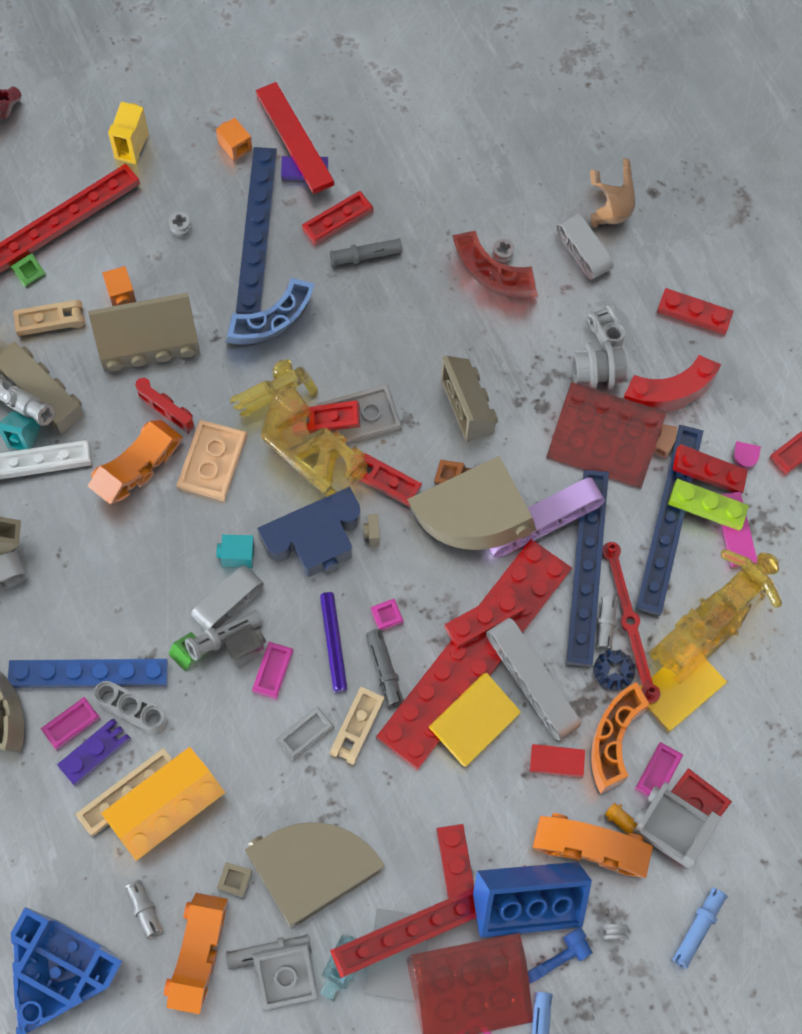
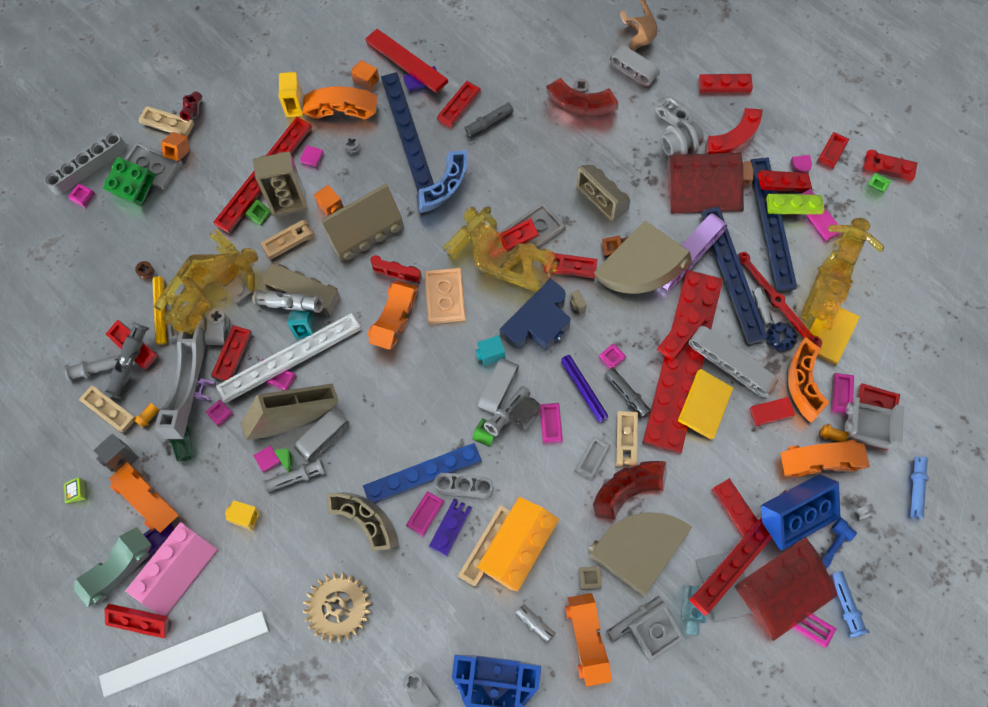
camera: 15 degrees left, 0 degrees up
(62, 244) = (280, 183): none -> dark tan brick
(124, 221) = (311, 156): none -> dark pink tile
(200, 167) = (332, 99): none -> orange brick
(330, 782) = (628, 483): none -> clear red brick

